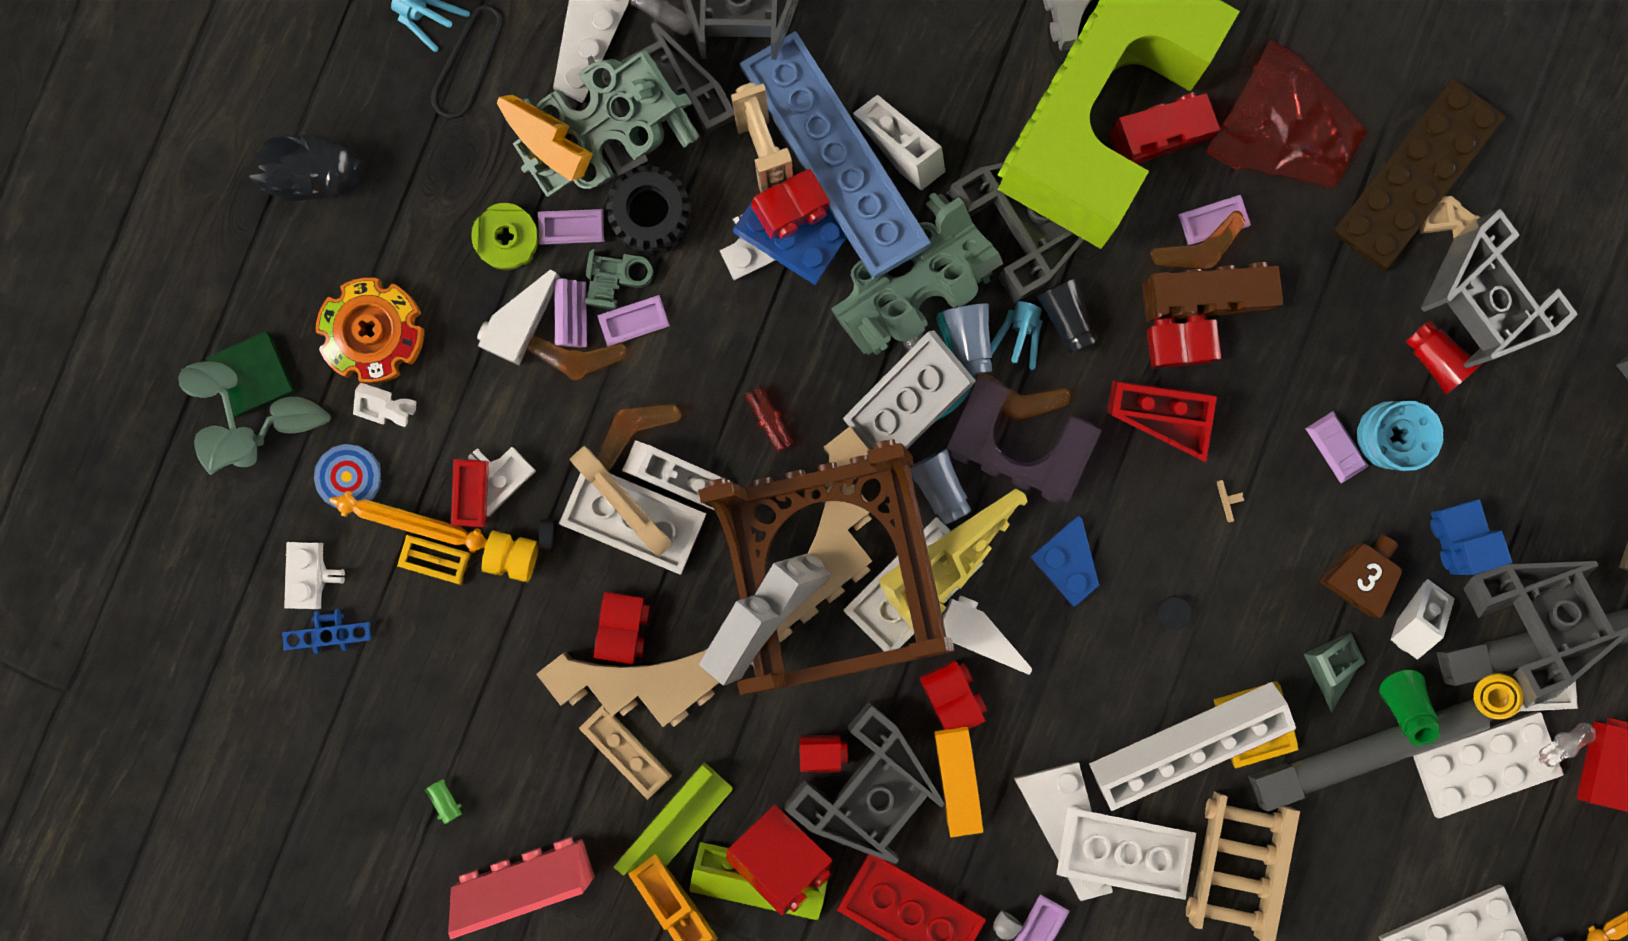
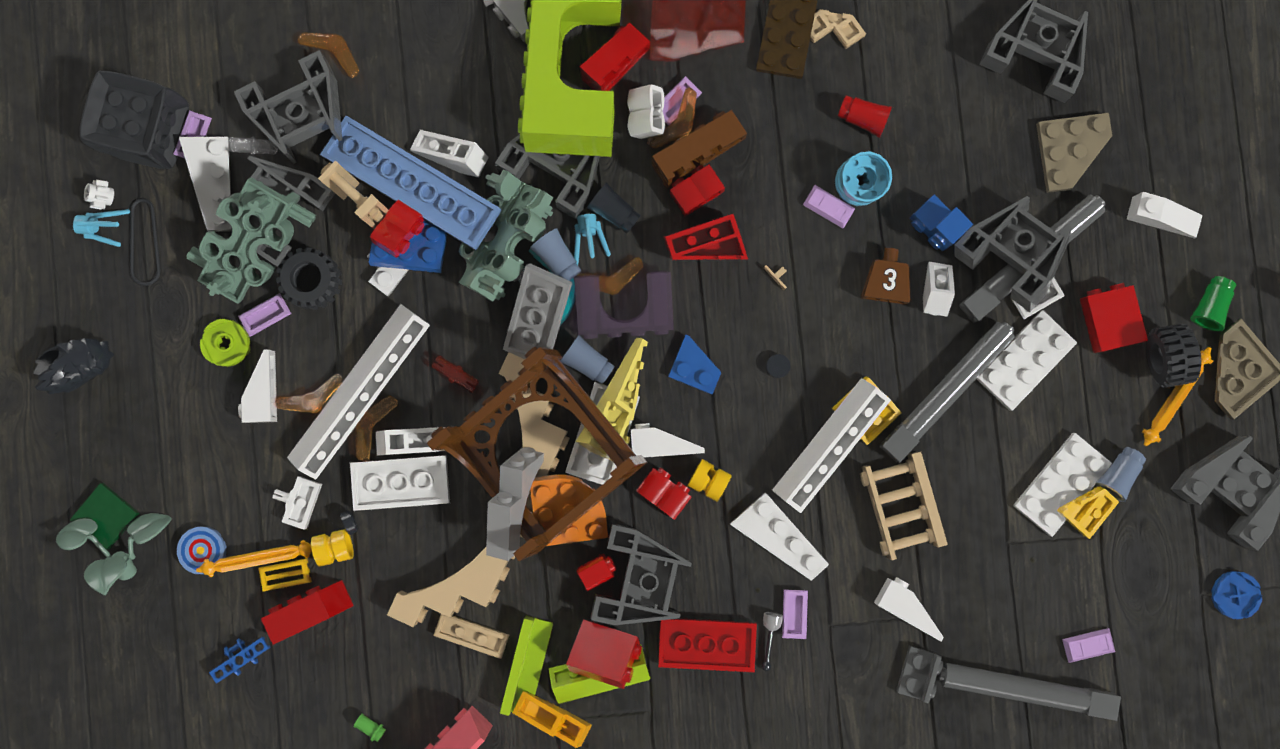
camera: 25 degrees left, 0 degrees up
(307, 575) = (207, 627): white plate -> none
(345, 324) = (155, 461): orange piece -> none
(378, 407) = (197, 494): white plate -> none
(438, 619) = (306, 611): none -> red wedge
(469, 493) = (285, 520): red tile -> none
(545, 137) = (215, 266): light orange slope -> none
(570, 313) = (294, 370): lavender tile -> none
(606, 275) = (304, 332): sand green piece -> none
(620, 500) = (361, 466): tan piece -> none
(620, 627) = (427, 557): red brick -> none
(633, 320) = (336, 355): lavender tile -> none
(639, 380) = (357, 392): none -> white brick
(820, 637) = (555, 497): none -> orange plate
(958, 782) = (694, 544): light orange slope -> none
(1017, 711) = (709, 480): none -> yellow wheel
(1126, 853) = (824, 535): white plate -> none
(1170, 214) = (646, 111): none -> white brick
(1335, 666) = (898, 347): sand green slope -> none
(1410, 704) = (957, 348): green plant -> none
(1491, 296) = (875, 61): dark grey wedge -> none
(1498, 696) = (1008, 313): yellow brick -> none
(1567, 744) = (1069, 322): clear axle -> none

